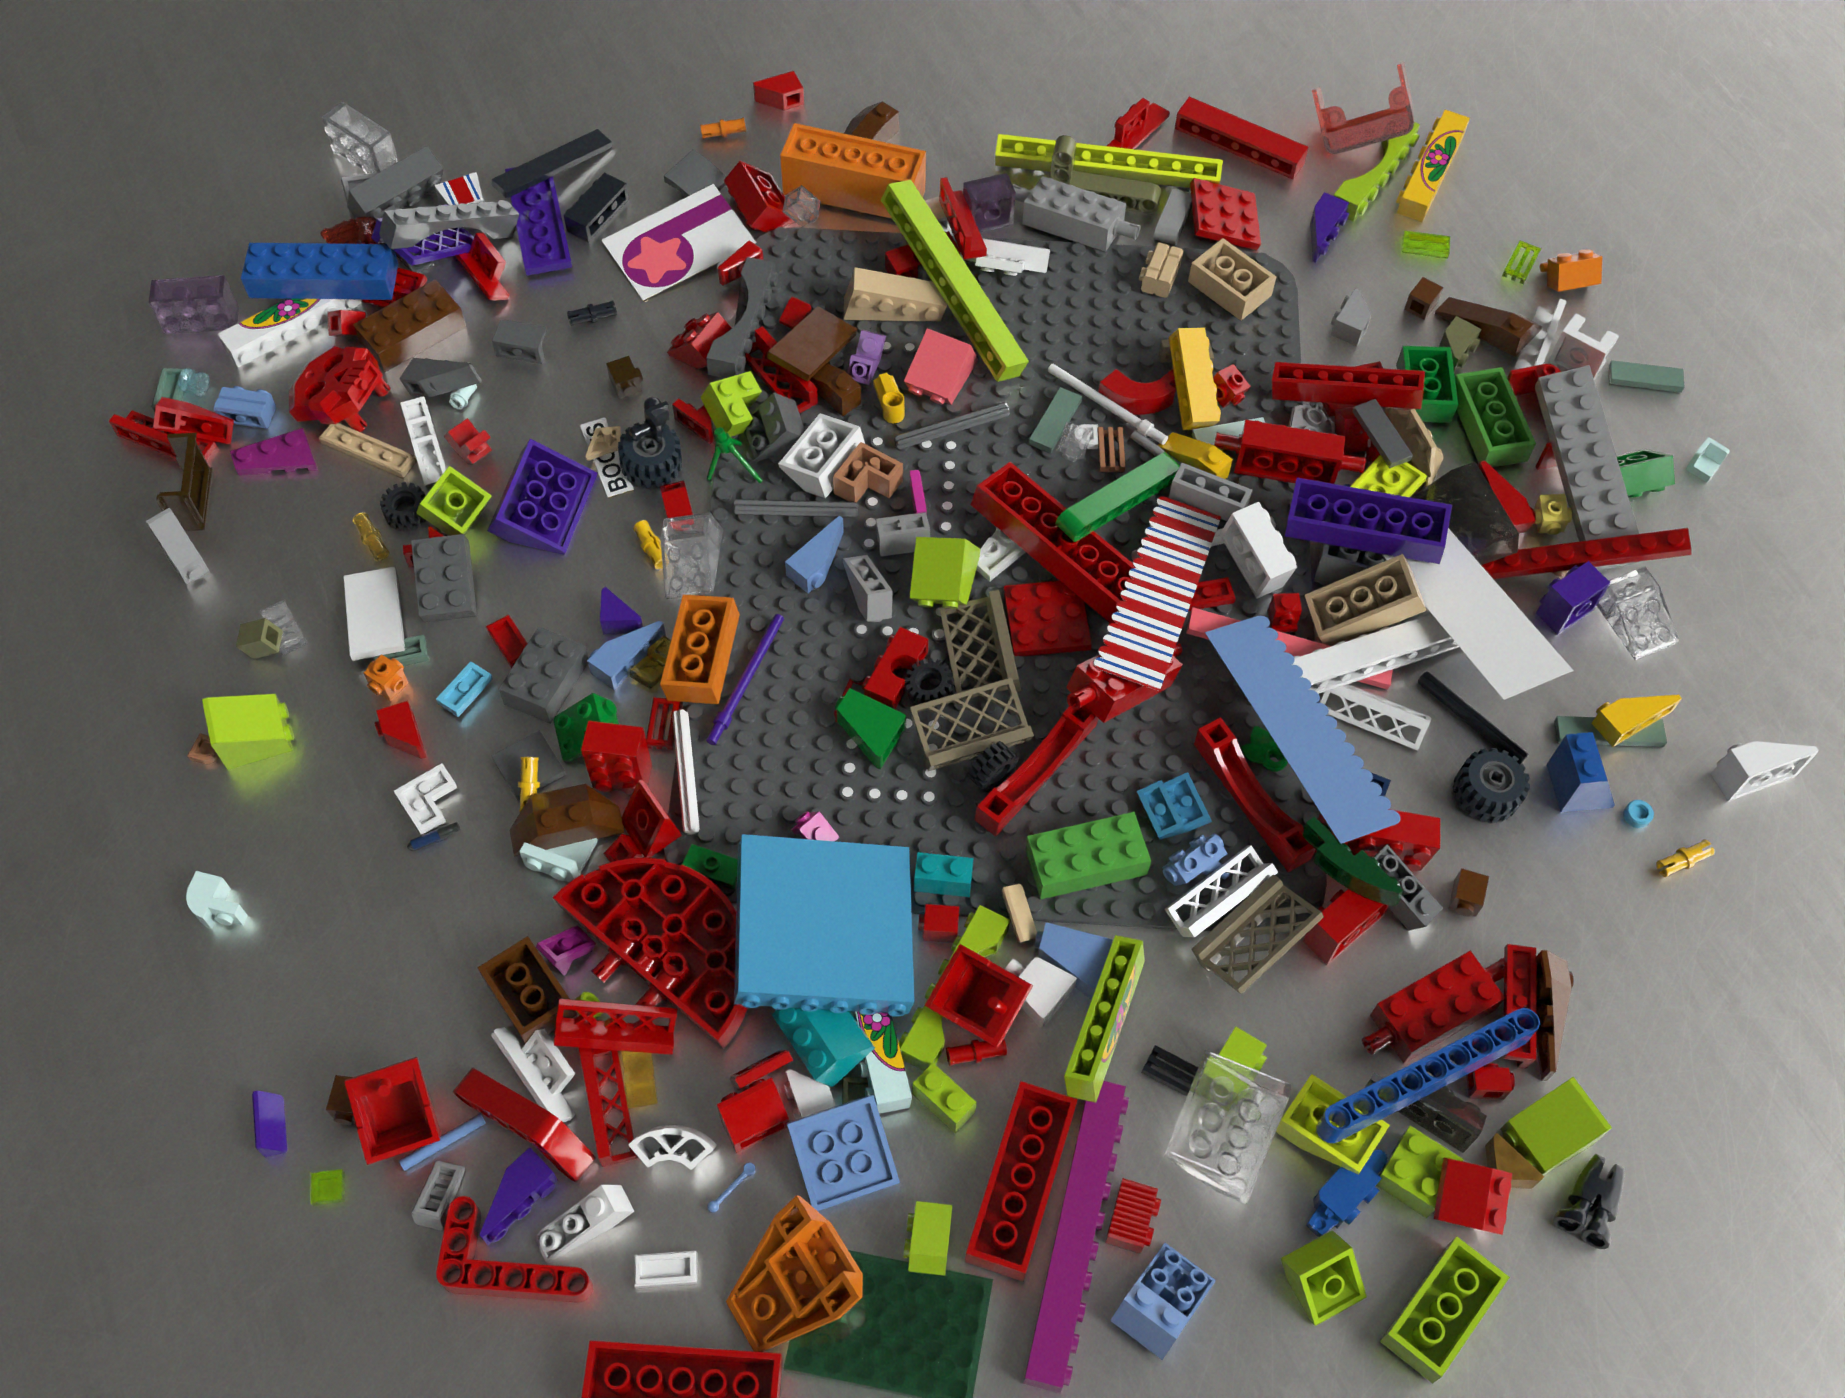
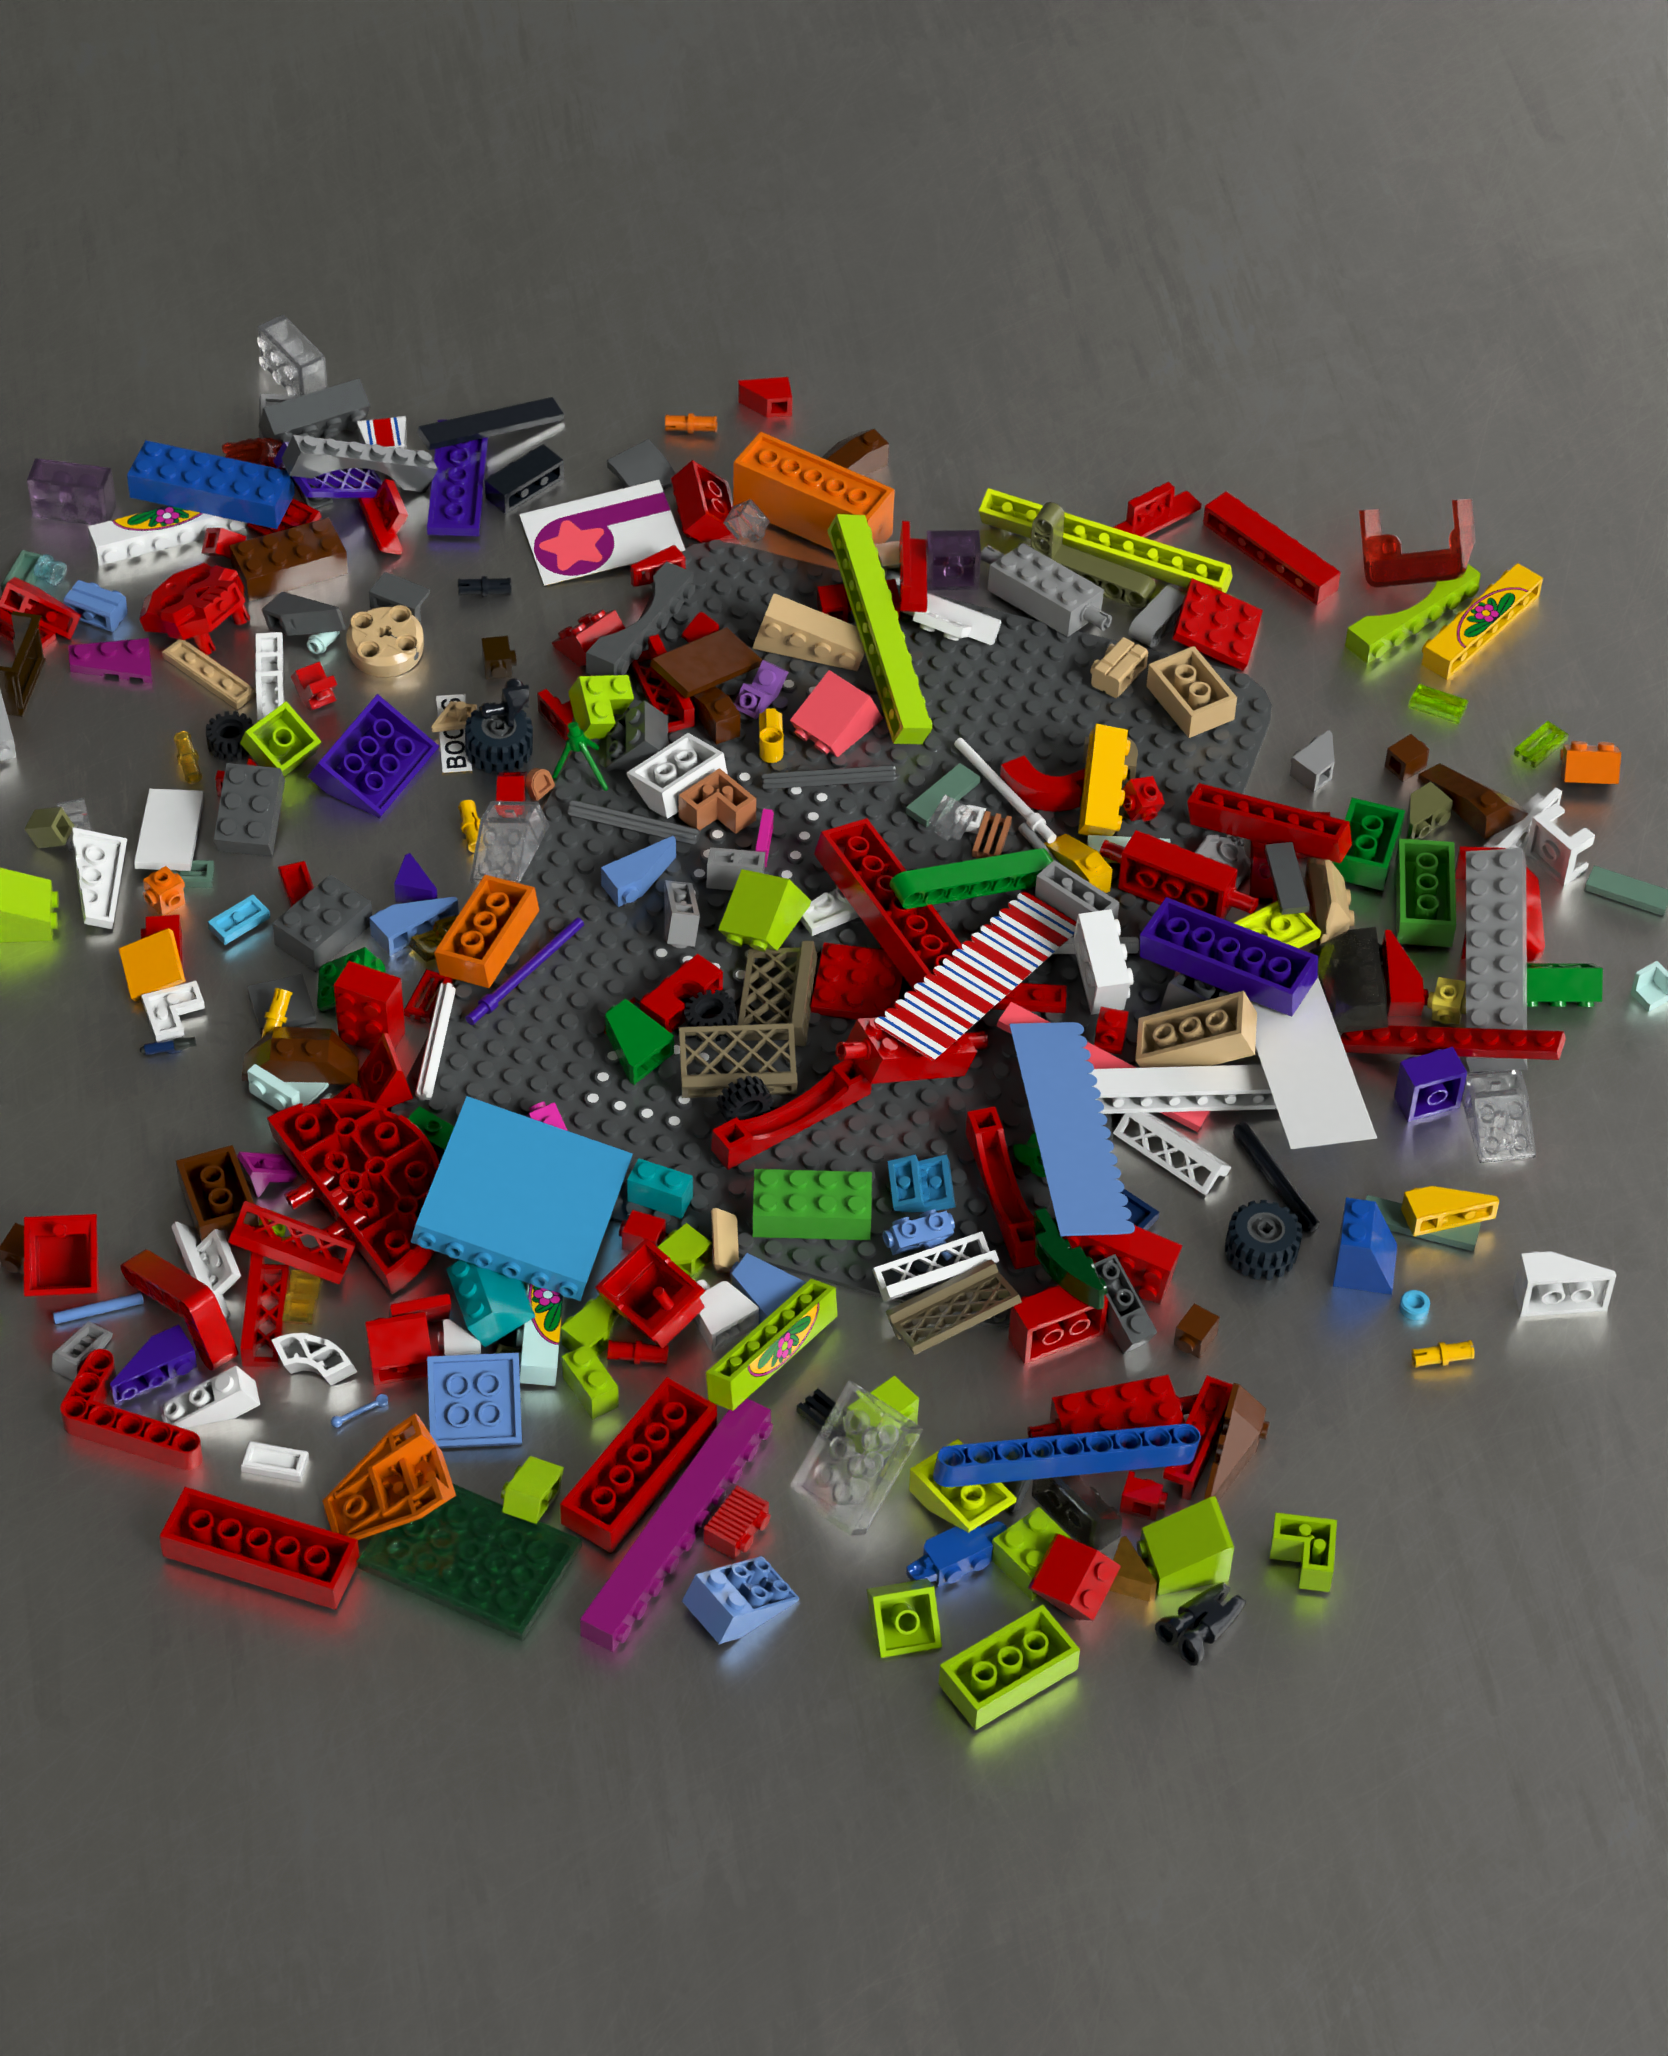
camera: 15 degrees right, 10 degrees down
(319, 674) = (99, 872): none -> white wing
(395, 758) = (152, 964): none -> light orange tile
(519, 383) = (385, 641): none -> tan piece
(698, 489) = (538, 783): none -> nougat tile
(1325, 223) = (1332, 654): dark purple slope -> none
(1663, 1093) = (1309, 1542): none -> lime brick

